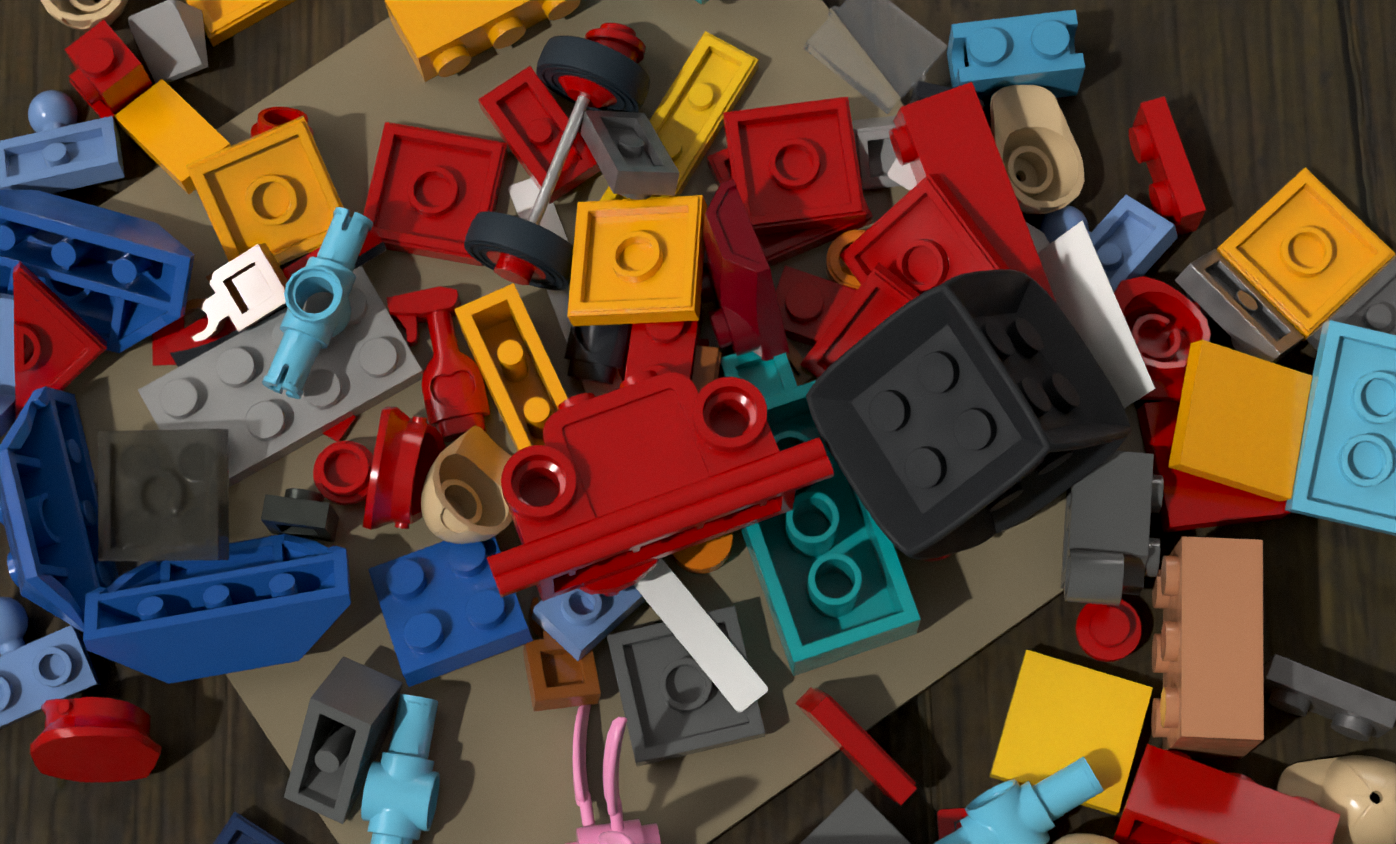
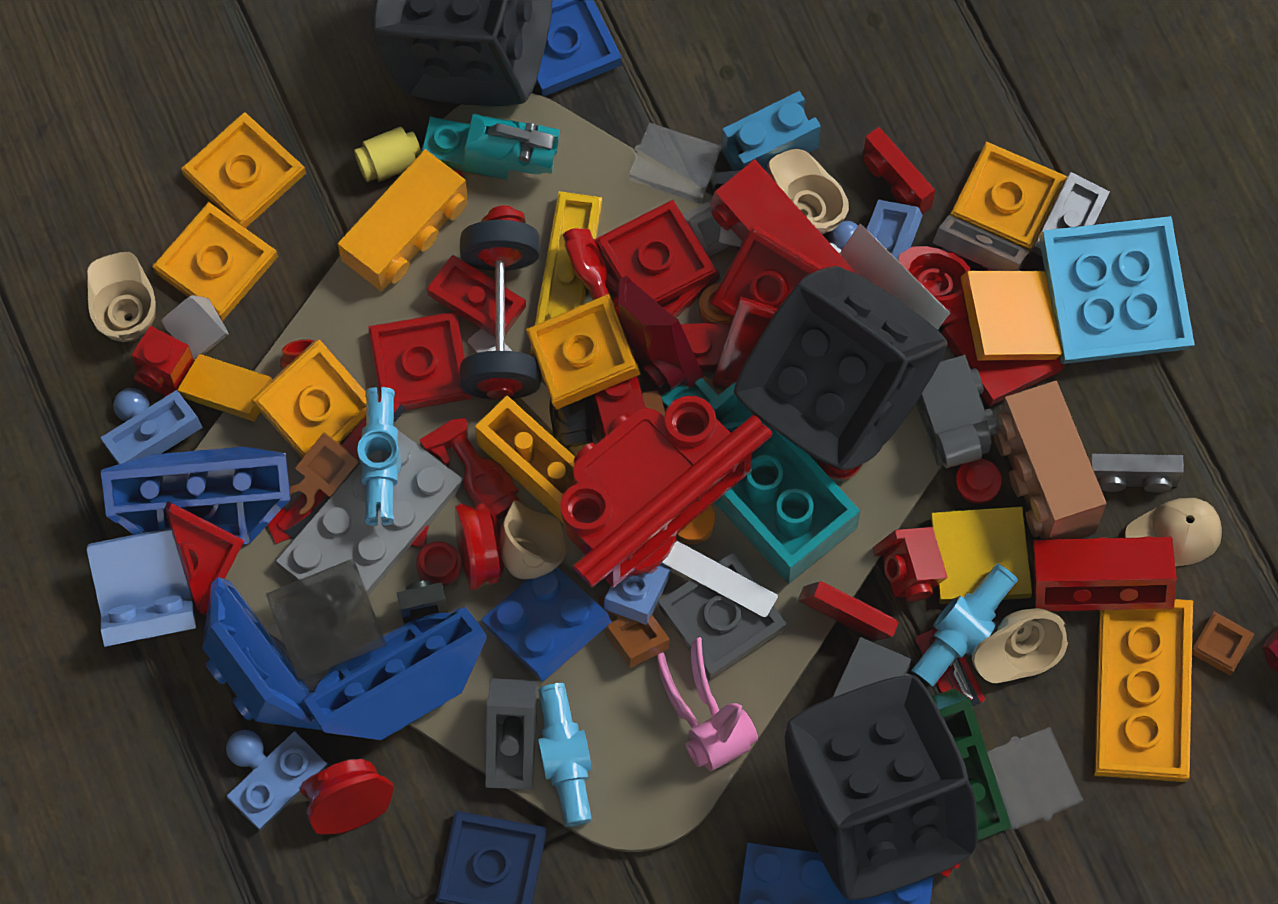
camera: 25 degrees left, 5 degrees down
(629, 154) = (547, 285): flat silver plate -> none
(700, 139) = (587, 262): none -> red piece
(970, 710) = (912, 562): none -> red brick

